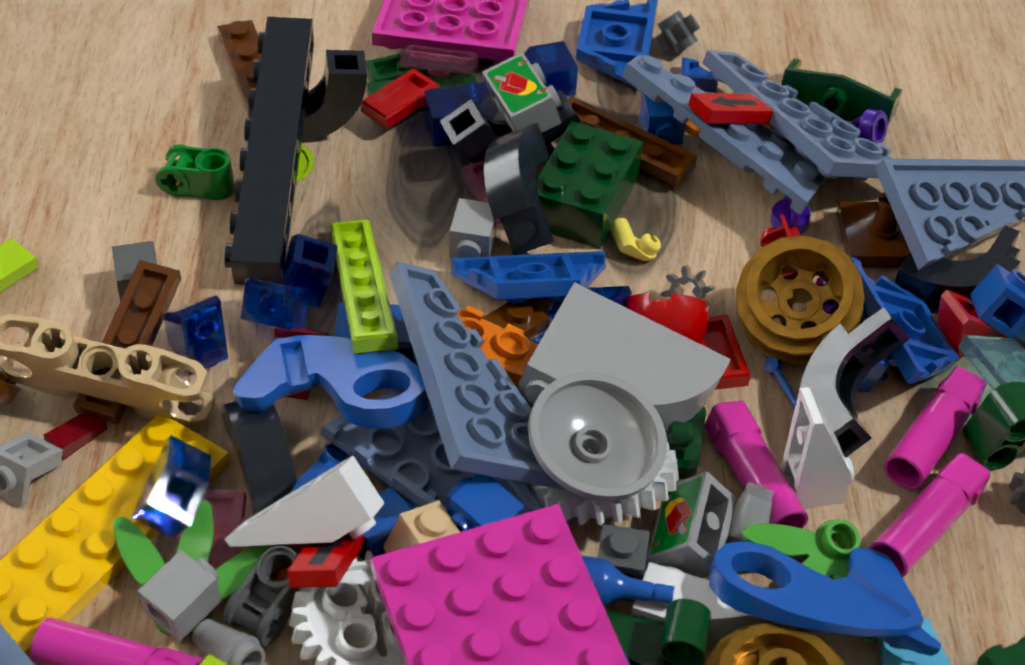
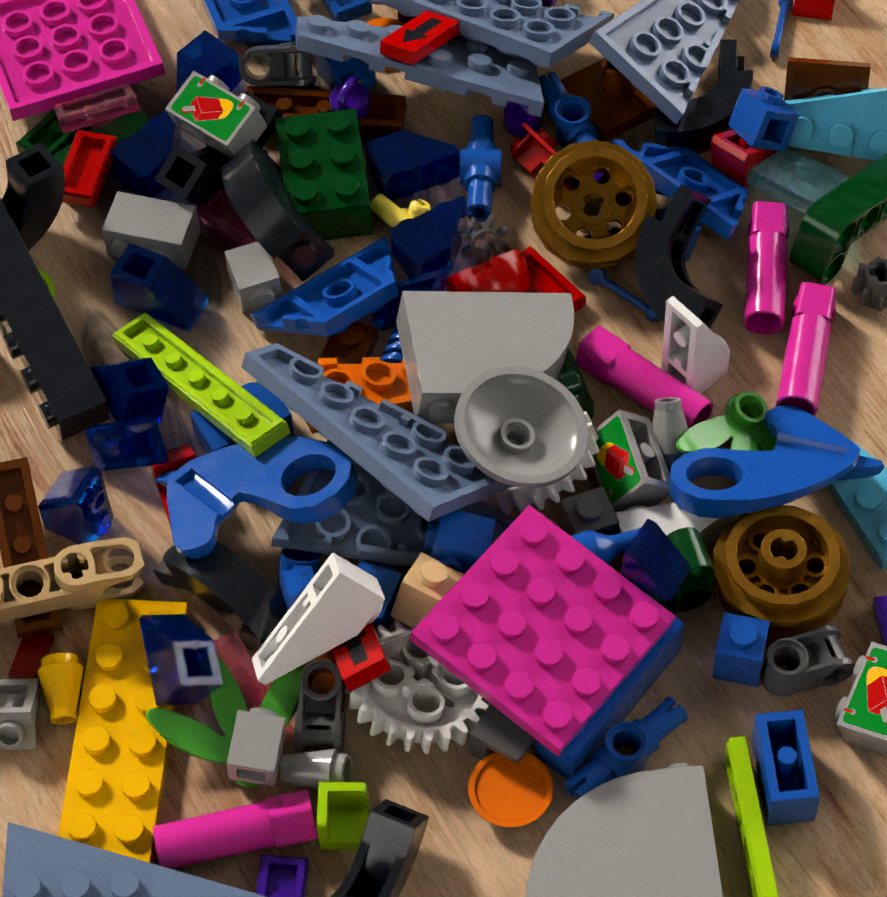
camera: 25 degrees left, 10 degrees up
(76, 463) = (61, 685): none -> yellow cone
(387, 202) = (156, 287): none -> clear blue slope
(418, 163) = (151, 224): none -> light grey brick
(611, 90) = (281, 64): none -> dark grey piece
(641, 613) = (654, 562): none -> clear blue slope
(645, 266) = (430, 239): none -> clear blue slope
(650, 132) = (350, 96): none -> dark purple tile
(667, 207) = (410, 163): none -> clear blue slope
(725, 235) = (480, 167): none -> blue pin
(829, 221) = (568, 112): none -> blue pin

